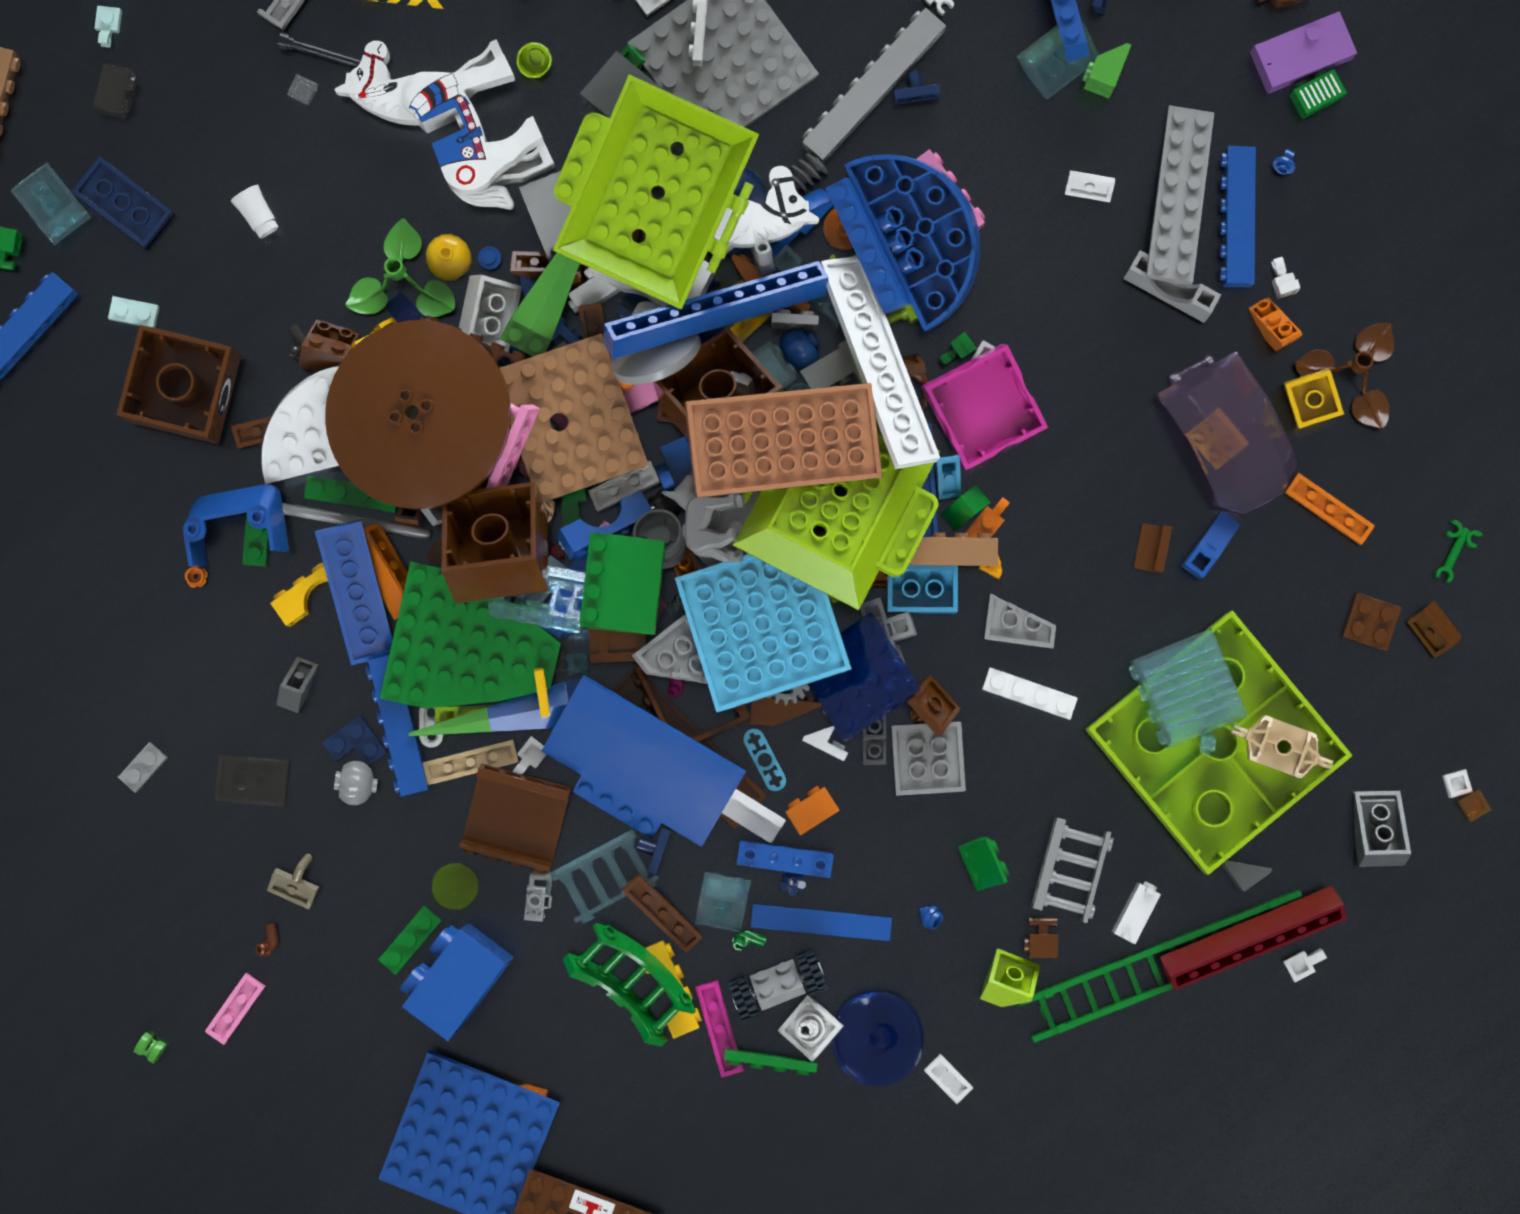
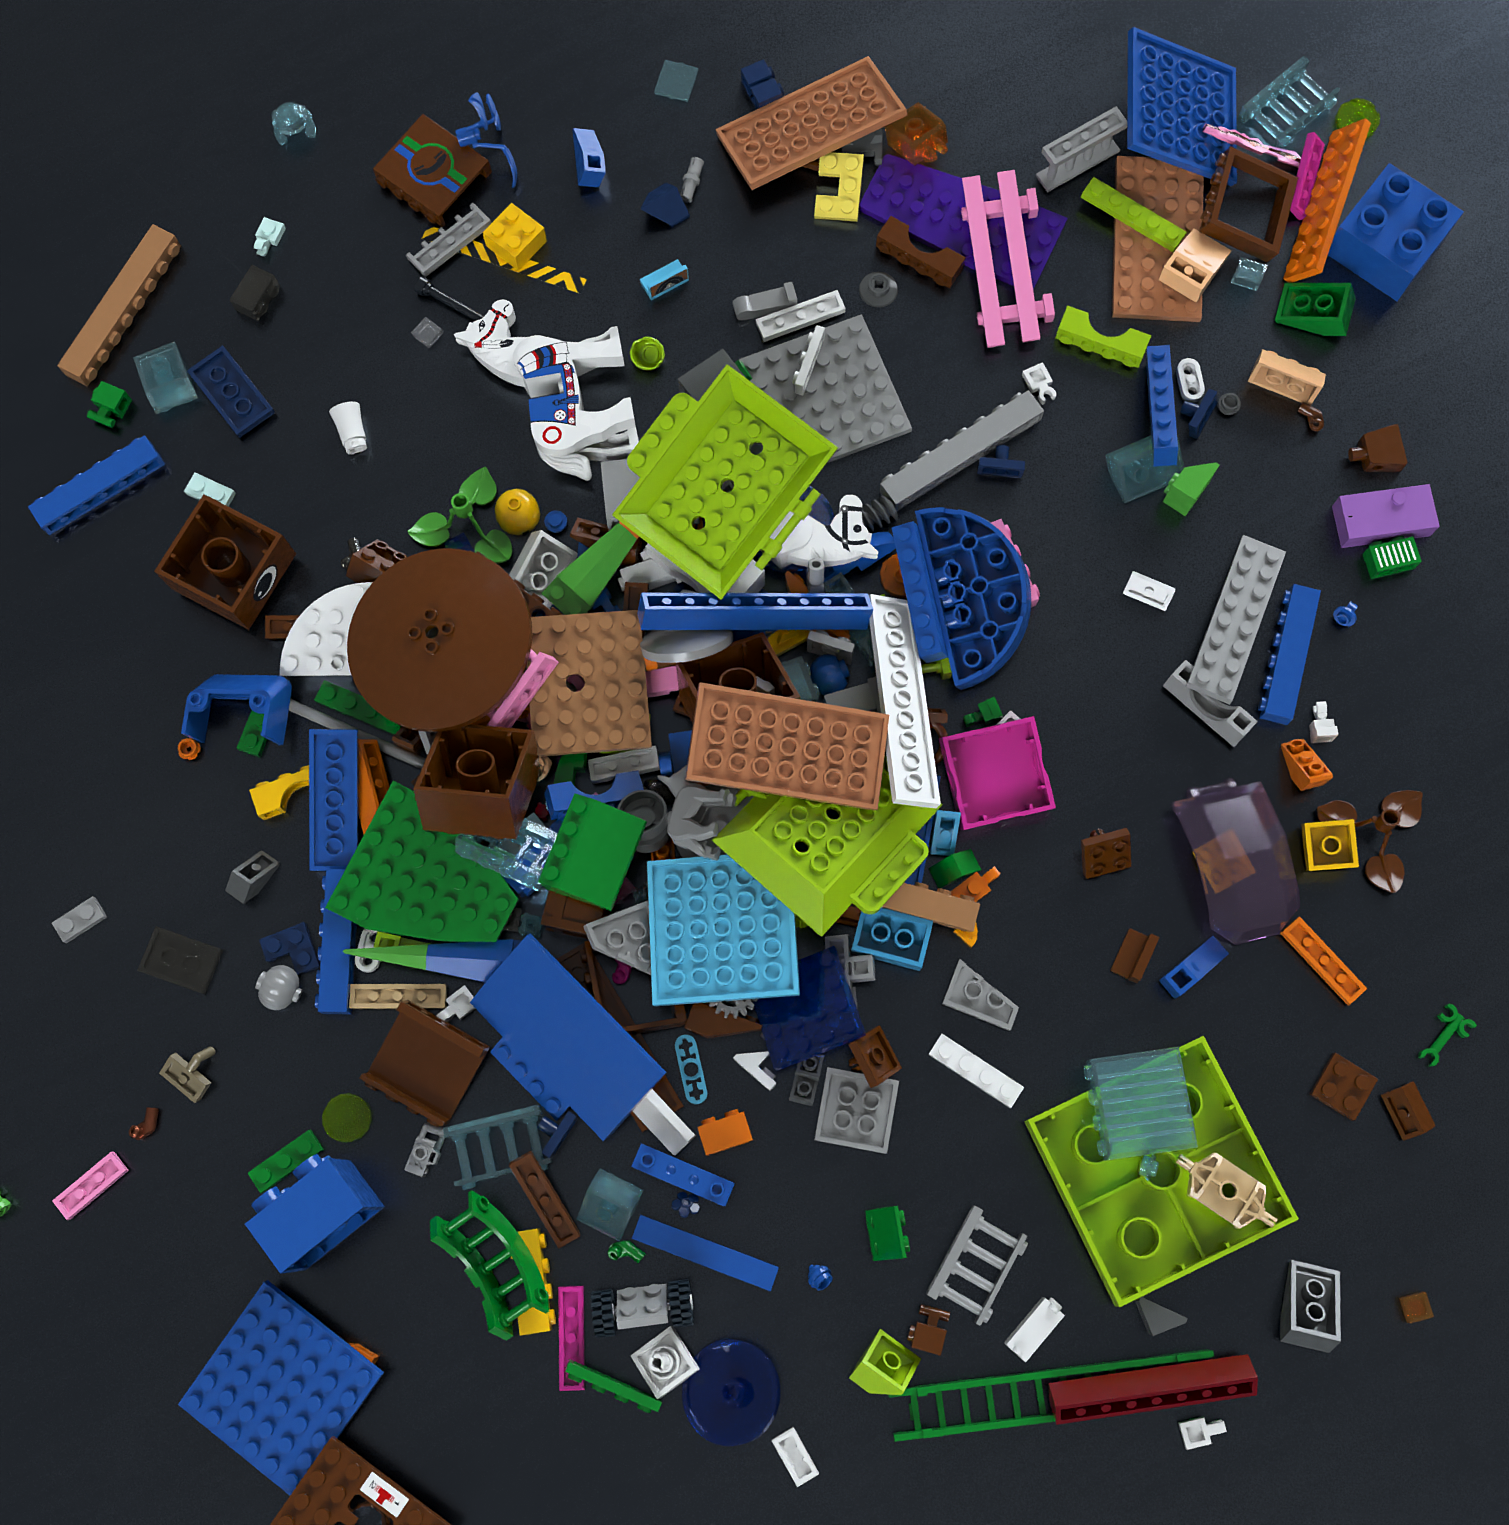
camera: 20 degrees right, 10 degrees down
(542, 692) = (485, 941): yellow tile -> none
(1104, 457) = (1106, 852): none -> reddish brown plate
(1457, 783) = (1402, 1279): white tile -> none

